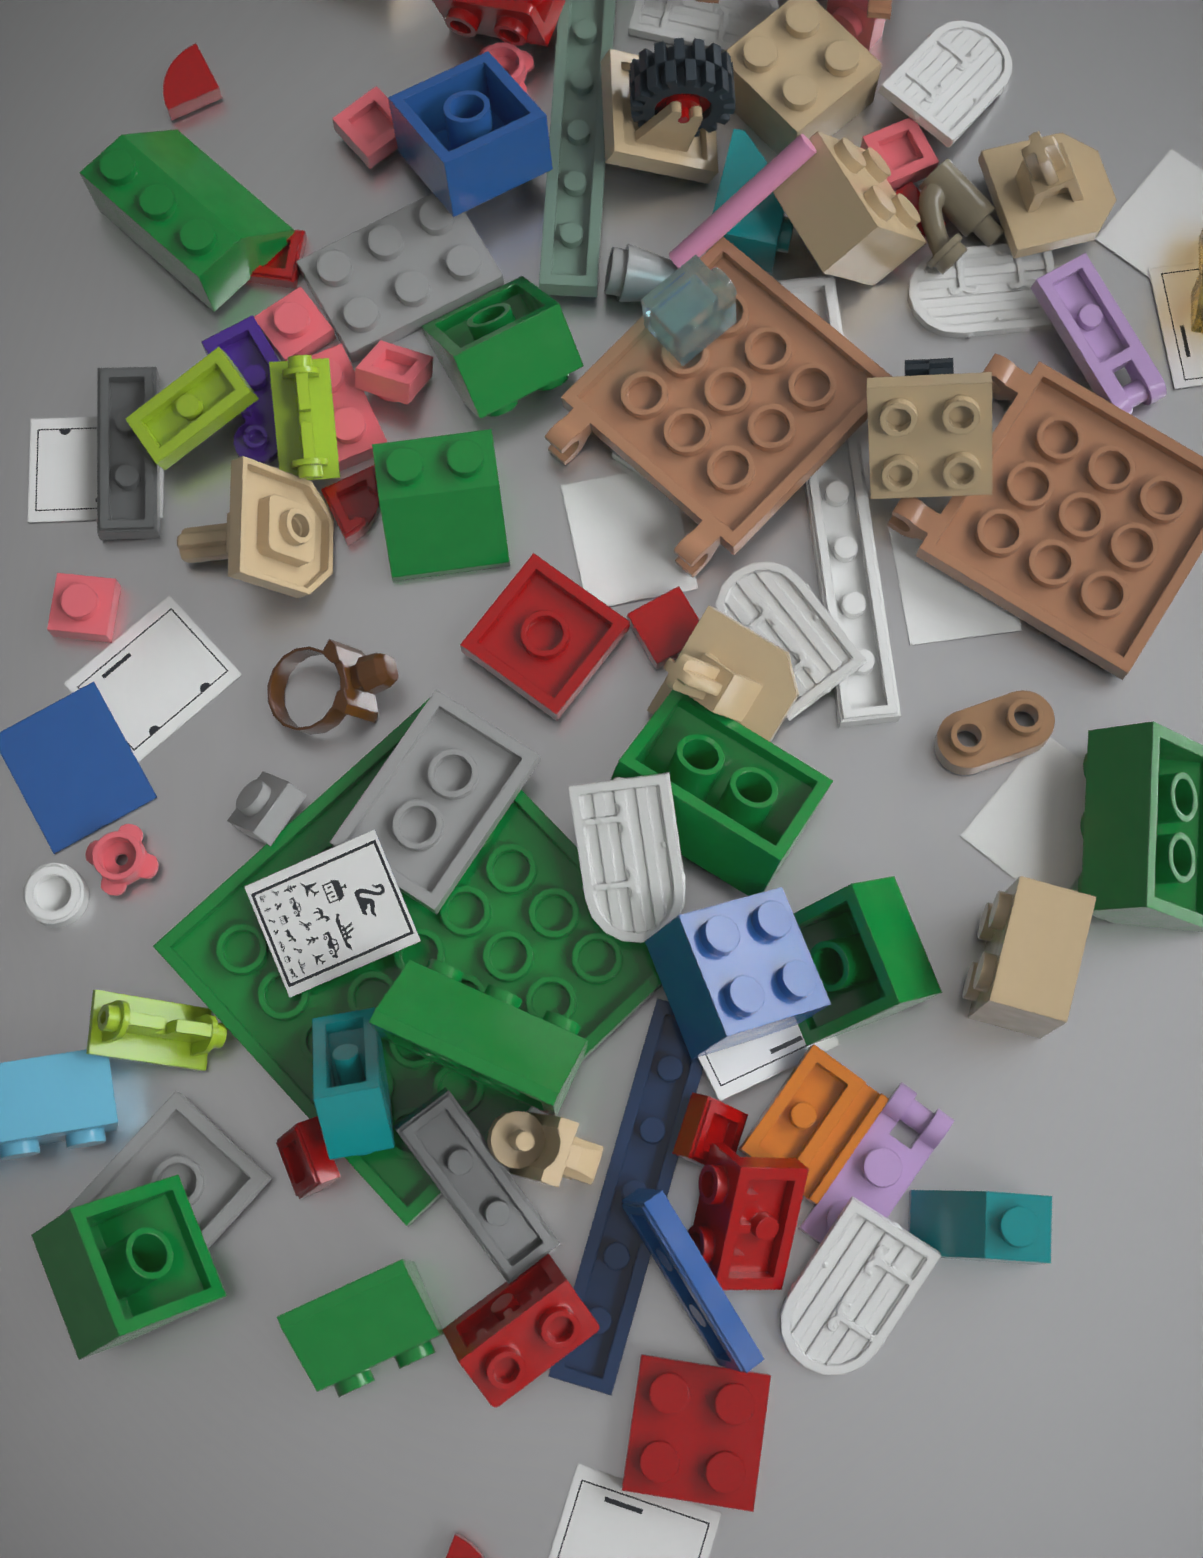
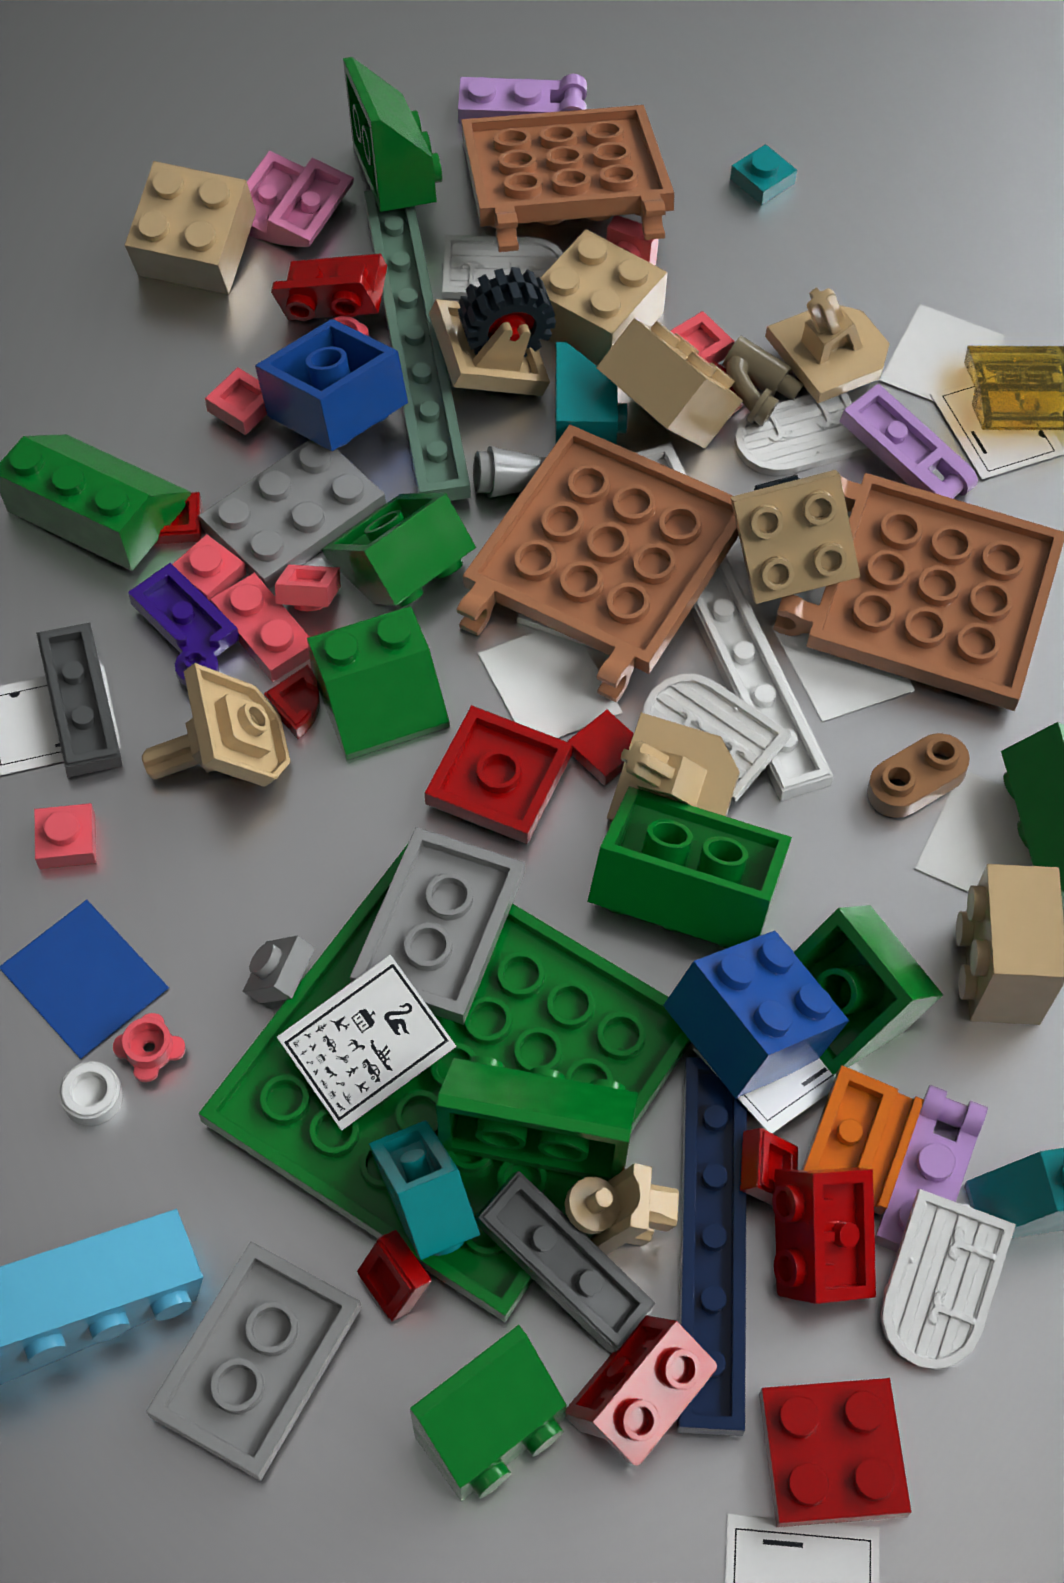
camera: 15 degrees left, 15 degrees down
(127, 1265) = (242, 1409): green slope -> none
(152, 1031) = (217, 1189): lime hinge -> none
(157, 676) = (145, 883): white sticker -> none
(189, 84) = (70, 397): red tile -> none
(191, 408) = (133, 644): lime plate -> none
(304, 417) = (238, 630): lime hinge -> none
(359, 682) = (347, 834): reddish brown piece -> none
(629, 854) = (629, 929): white window -> none
(690, 309) = (559, 480): clear light blue brick -> none
(691, 1280) = (793, 1298): blue tile -> none
(744, 200) = (582, 389): bright pink bar -> none
(950, 79) = (724, 281): white window -> none

